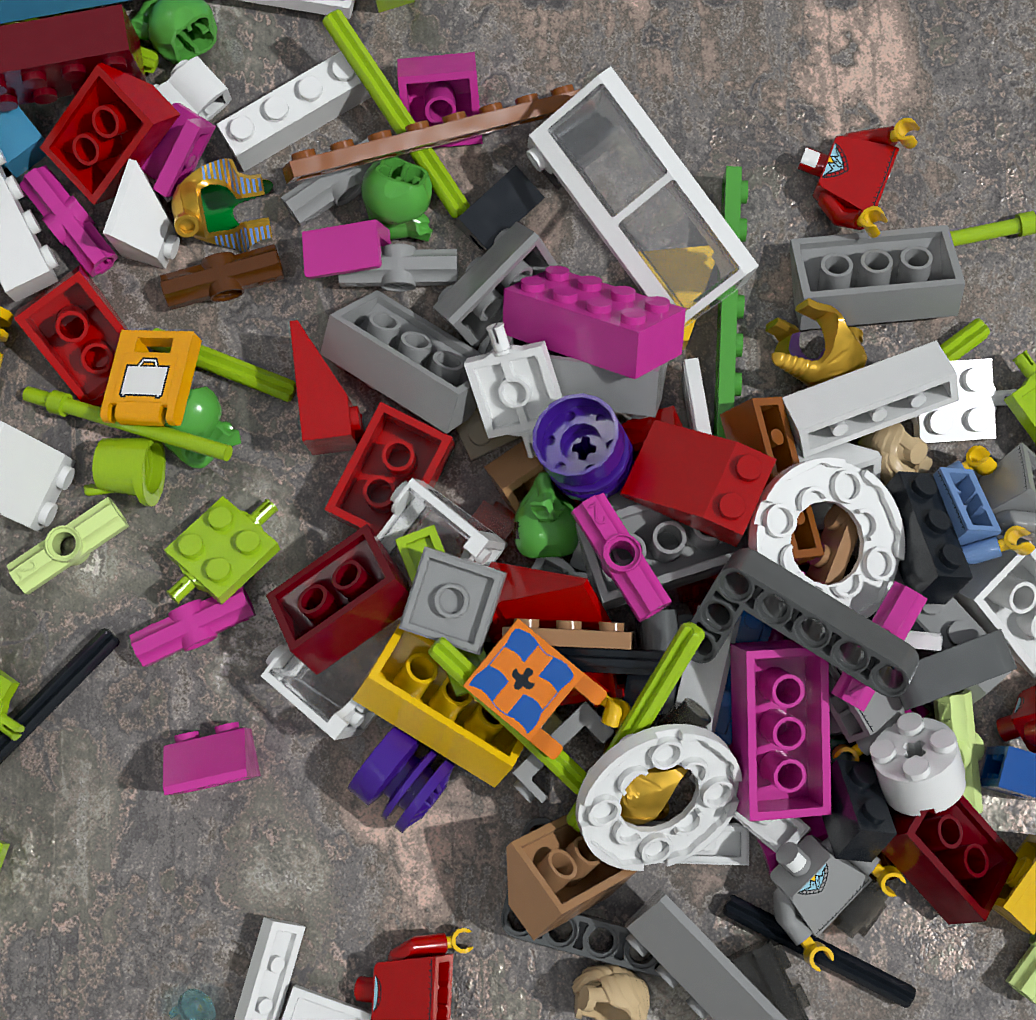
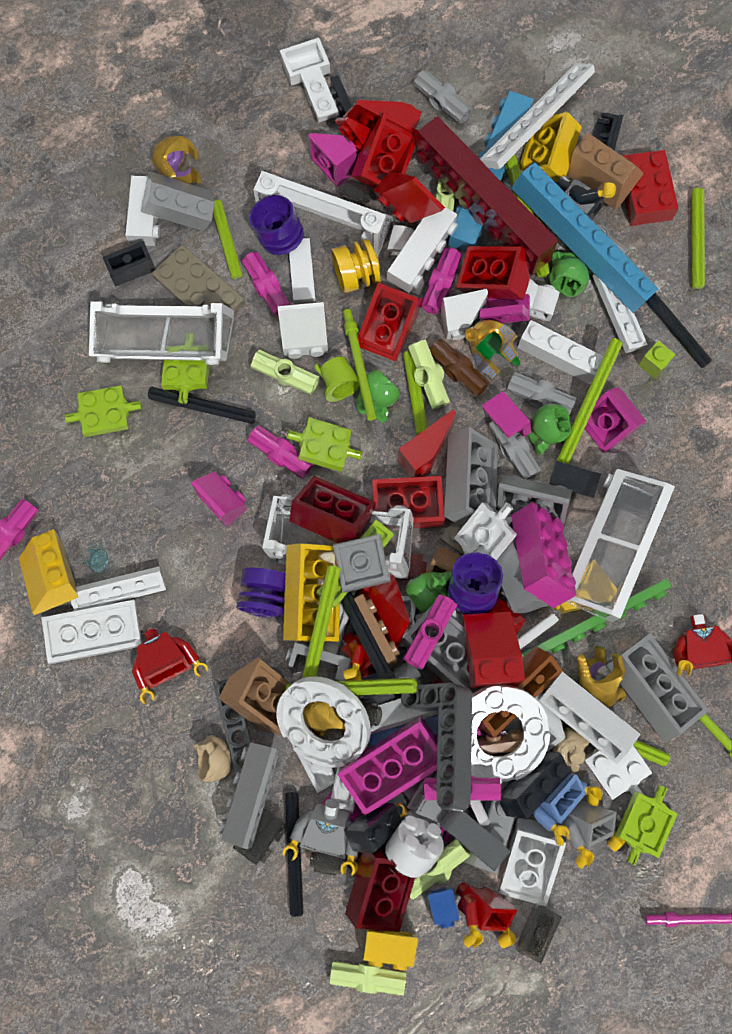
camera: 55 degrees right, 5 degrees down
(149, 382) = (383, 363): light orange container -> none
(211, 325) = (429, 374): none -> yellowish green piece
(421, 136) = (585, 419): plate -> none
(526, 682) = (342, 621): orange flag -> none

